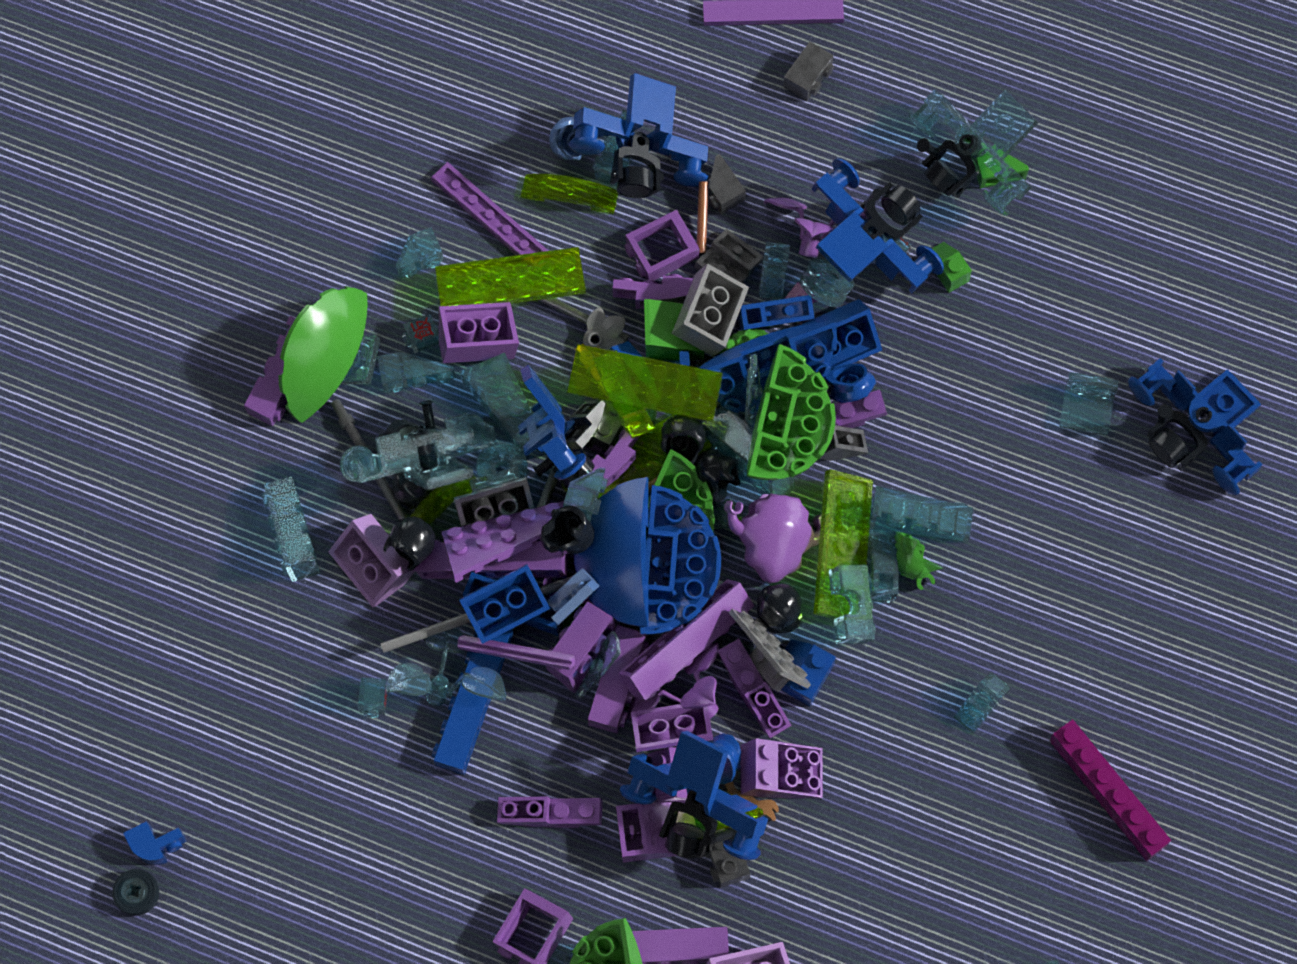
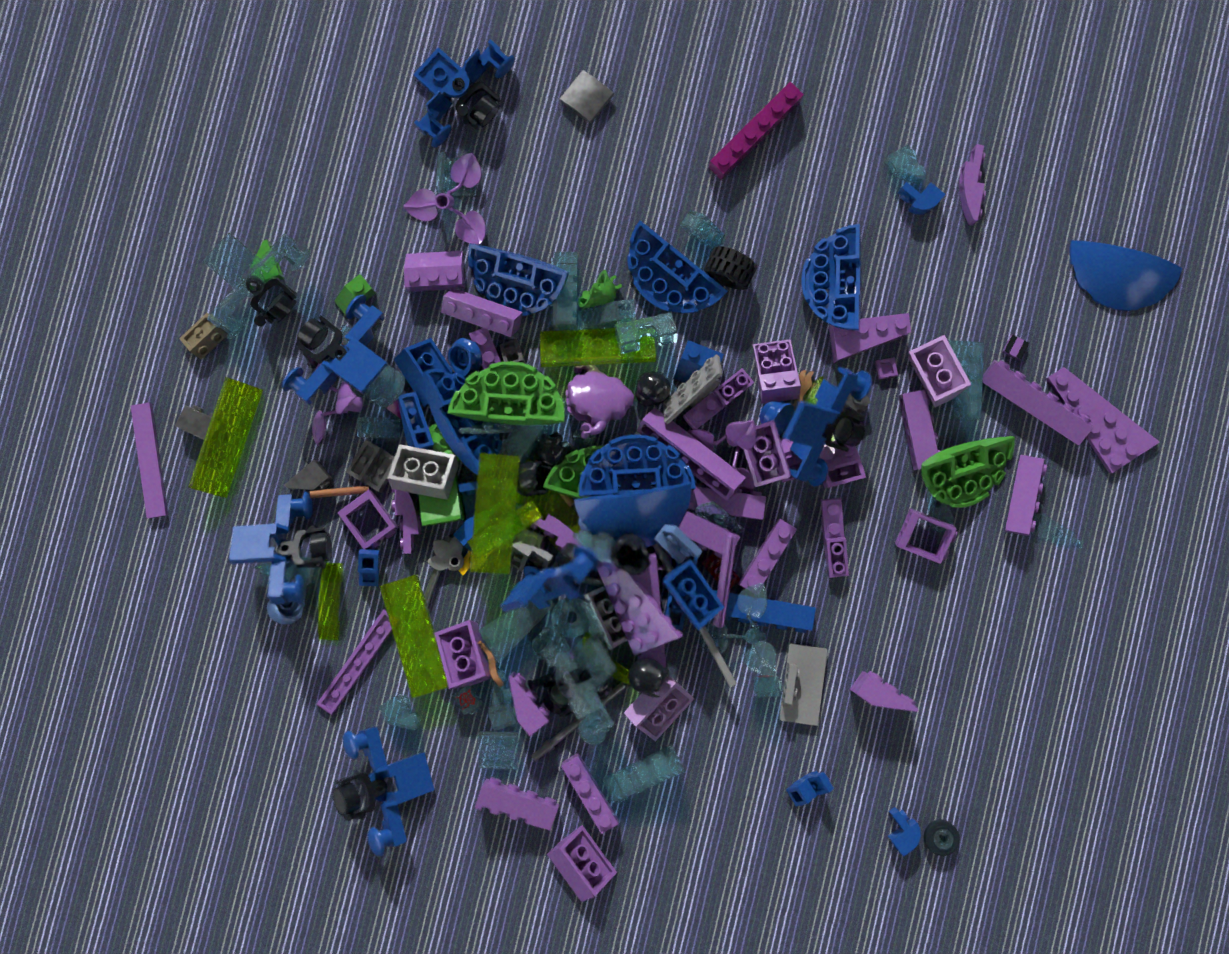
camera: 100 degrees left, 15 degrees up
(195, 441) = (582, 864): none -> medium lavender slope
(233, 728) = (808, 787): none -> blue brick
(280, 460) = (589, 793): none -> medium lavender brick
(321, 349) = (496, 776): bright green brick -> none
(338, 254) = (411, 780): none -> blue piece
(338, 832) = (872, 690): none -> medium lavender slope
(366, 744) = (803, 684): none -> light grey bracket
(400, 397) = (528, 709): none -> medium lavender slope
(459, 362) = (492, 665): none -> medium nougat hair
(534, 669) = (710, 559): none -> slope
(541, 722) = (768, 554): none -> medium lavender brick
(606, 238) = (369, 567): none -> blue brick
(766, 919) = (886, 368): none -> medium lavender tile
(787, 96) = (225, 438): none -> clear neon green plate
(814, 890) = (871, 334): none -> medium lavender wedge
(894, 865) = (834, 278): none -> blue brick
(904, 409) = (481, 312): none -> medium lavender brick
(914, 84) = (202, 337): none -> dark tan bracket
(924, 724) = (730, 268): none -> black tyre
(927, 649) = (668, 276): none -> blue brick
(942, 455) = (515, 279): none -> blue brick
(967, 362) = (434, 271): none -> medium lavender slope
(1051, 364) = (424, 202): none -> medium lavender plant
(1178, 580) = (587, 96): none -> flat silver slope

